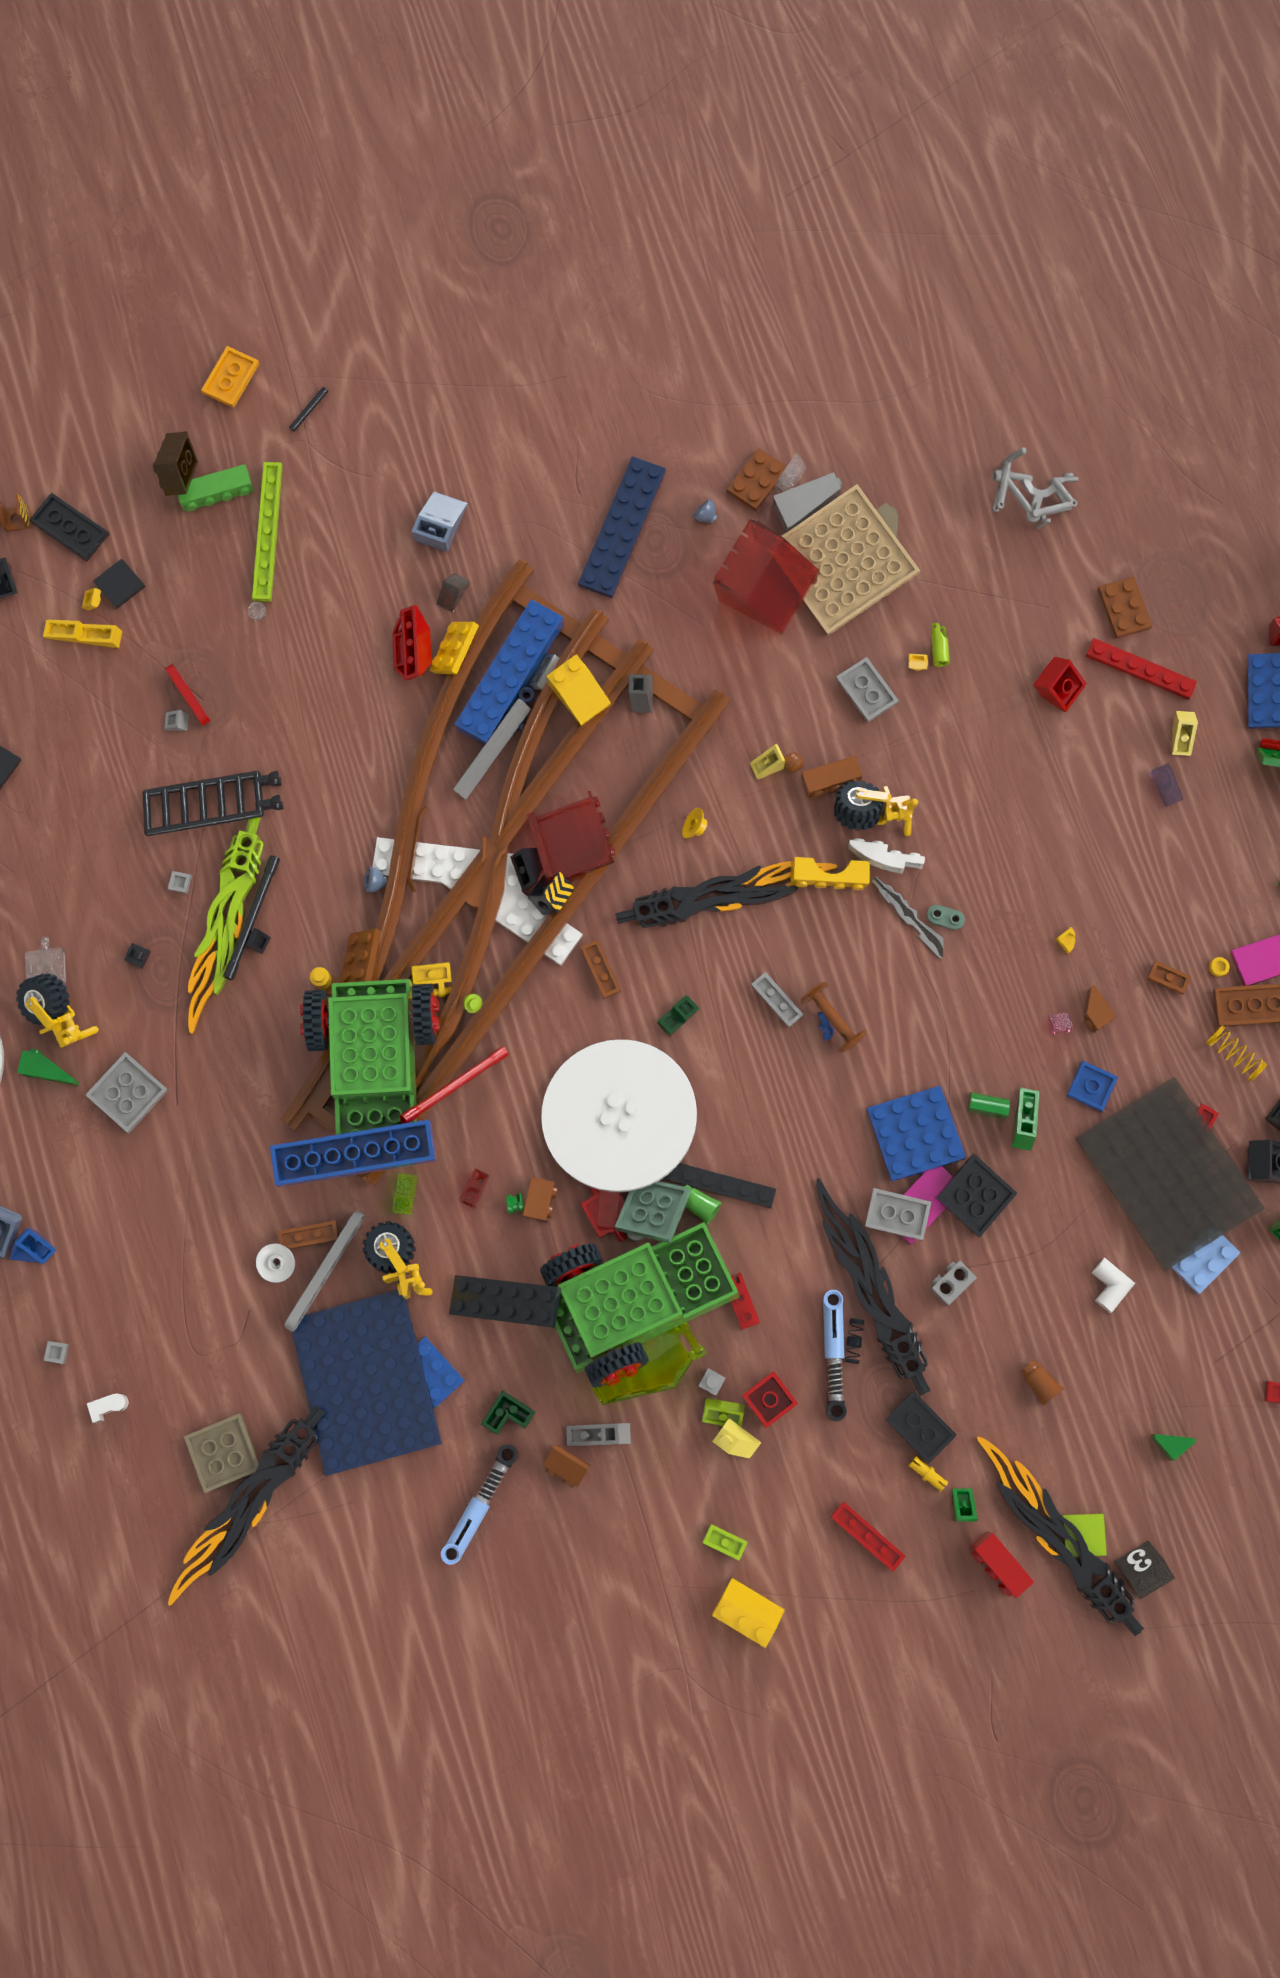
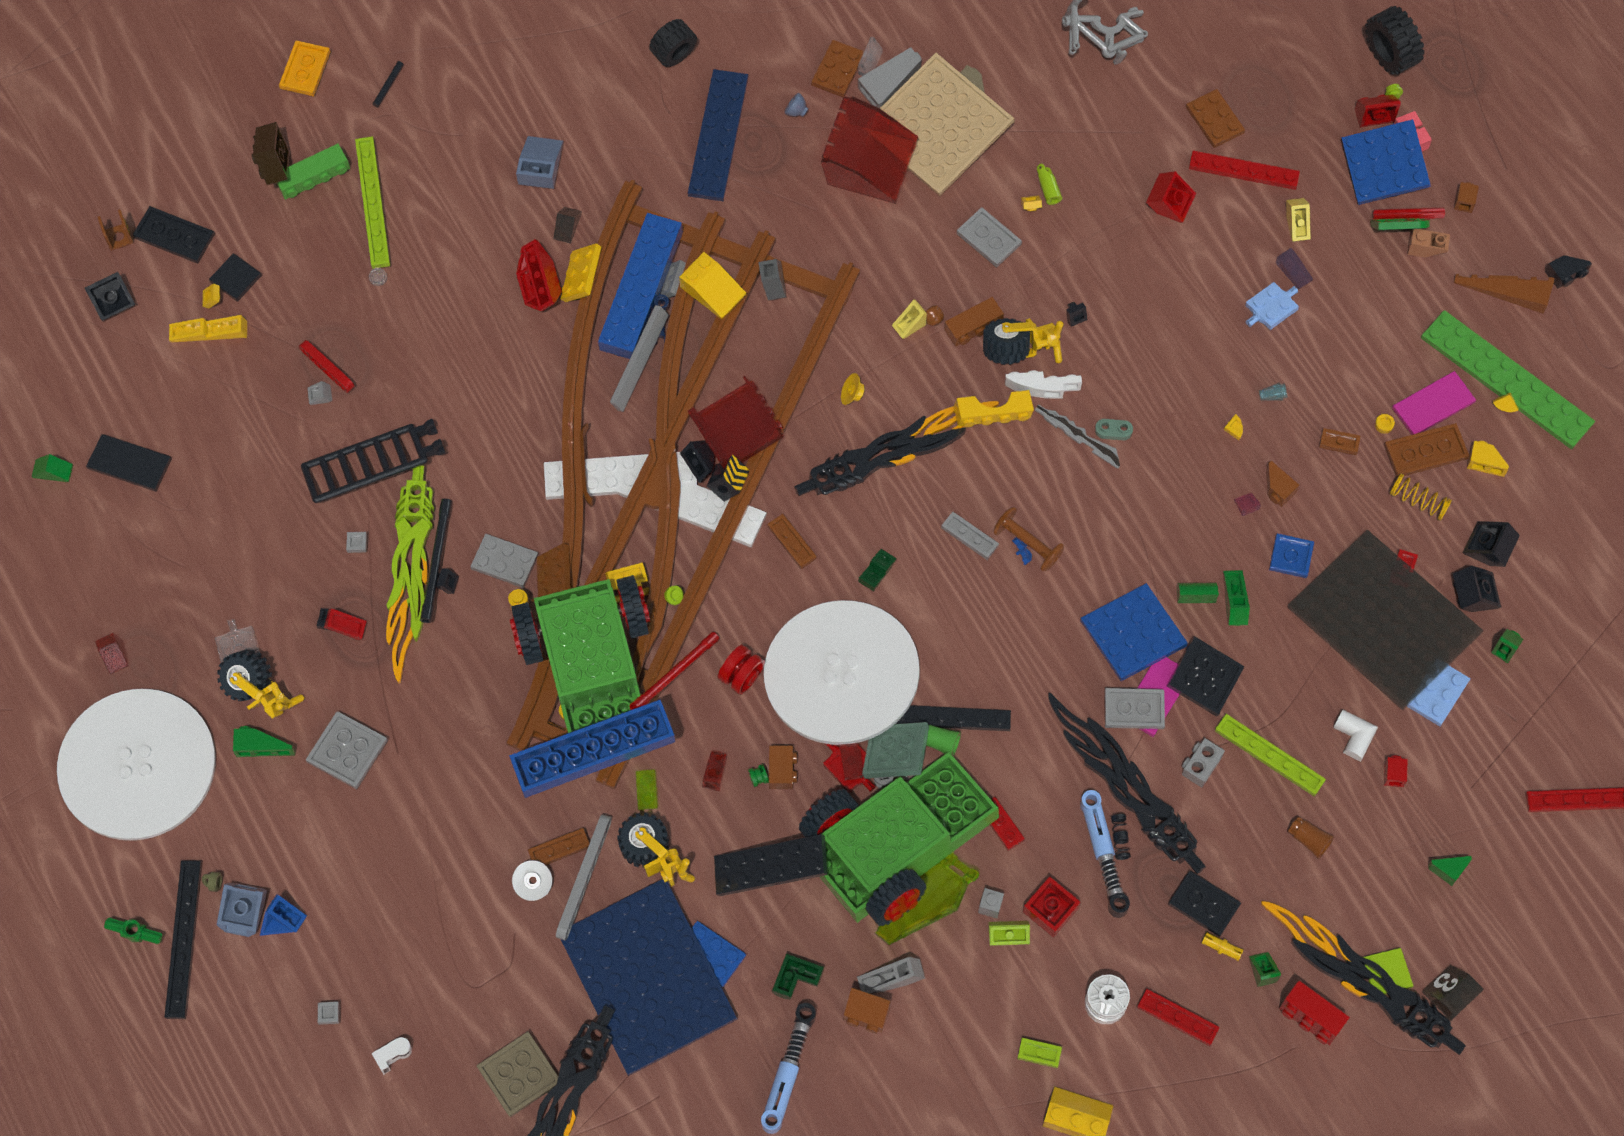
camera: 15 degrees left, 10 degrees down
(150, 965) = (345, 624): none -> red tile
(318, 930) = (504, 560): none -> light grey plate
(374, 880) = (549, 502): sand blue brick -> none
(521, 1093) = (741, 669): none -> red wheel
(596, 421) = (673, 42): none -> black tyre
(736, 1440) = (1028, 953): light yellow slope -> none
(789, 1505) = (1108, 1010): none -> white wheel
(935, 788) = (1076, 313): none -> black tile
(1021, 1289) = (1270, 755): none -> lime plate
(1114, 912) = (1274, 392): none -> clear light blue cone
(1134, 819) = (1271, 306): none -> light blue plate
(1142, 1333) = (1395, 771): none -> red brick

